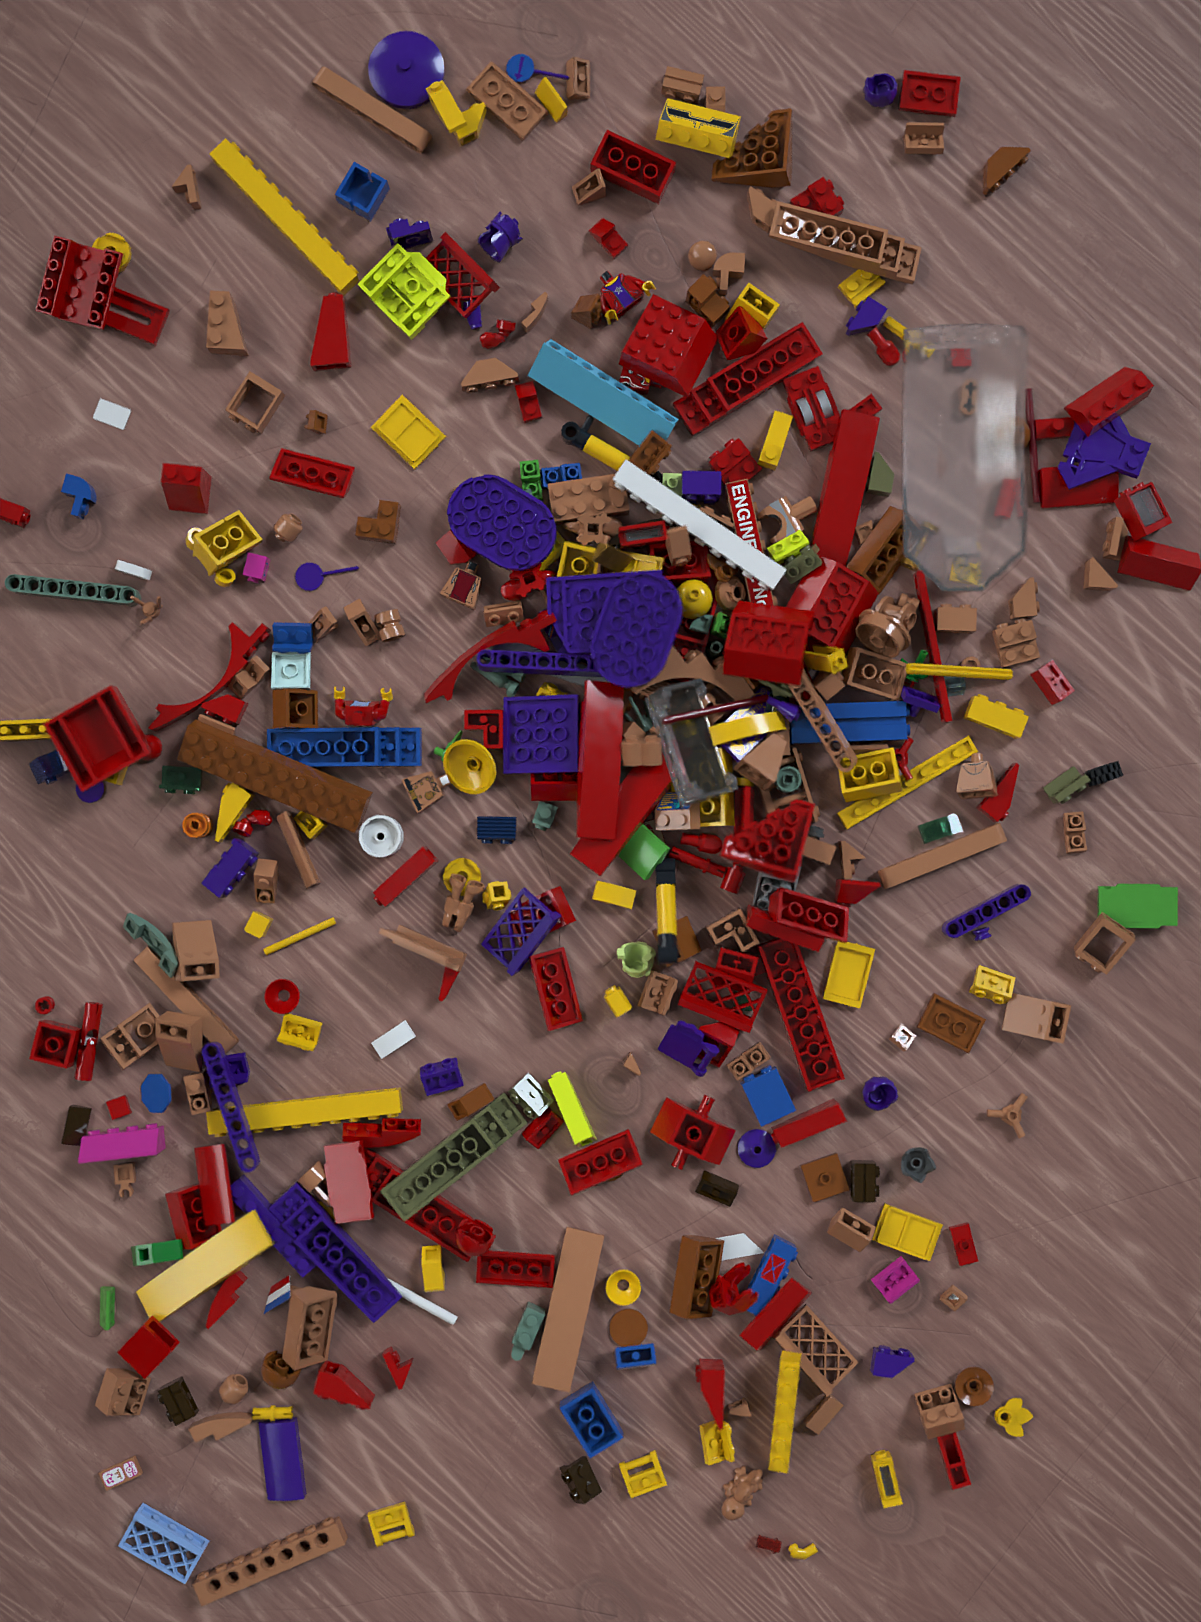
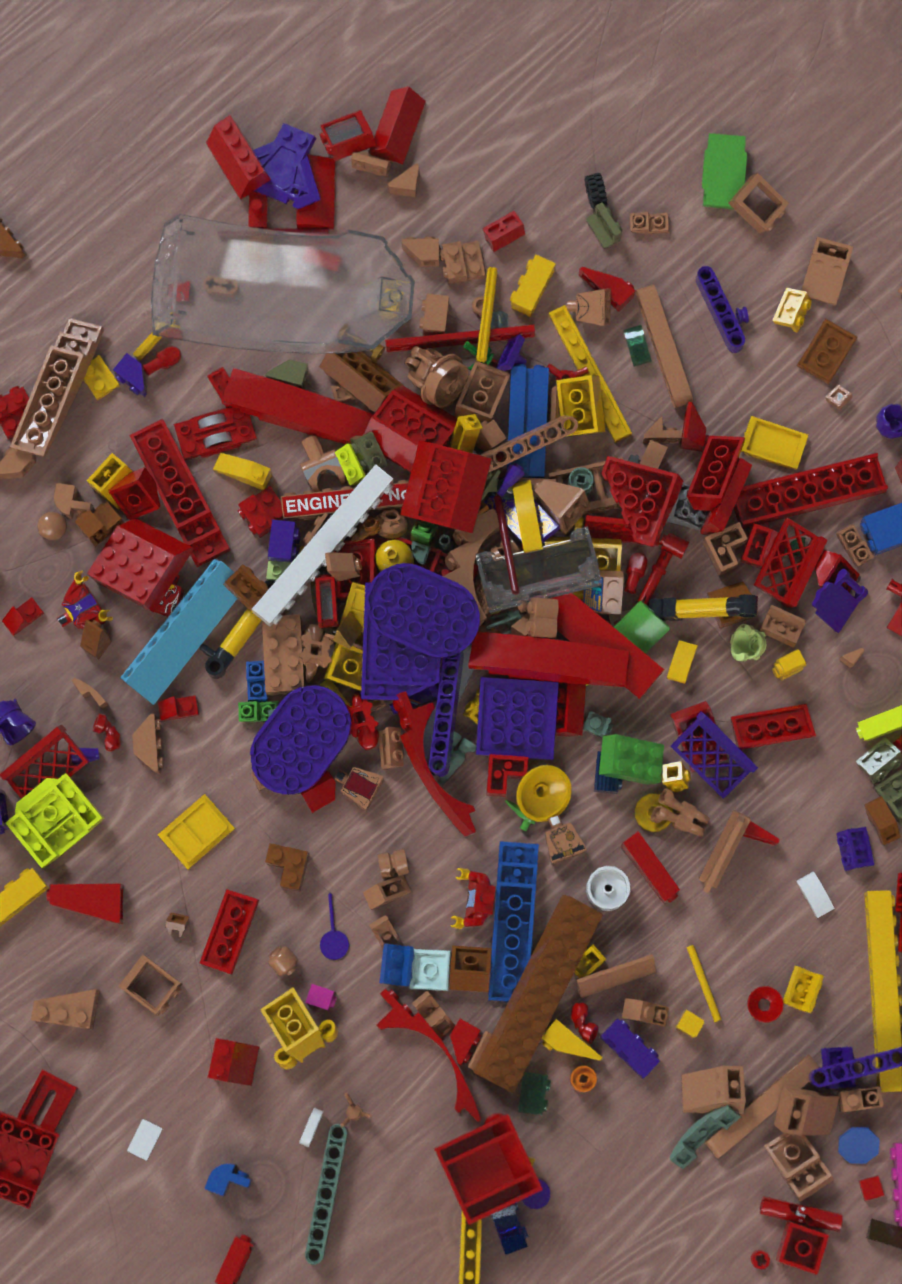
camera: 85 degrees left, 10 degrees down
(508, 850) = (631, 759): none -> bright green brick

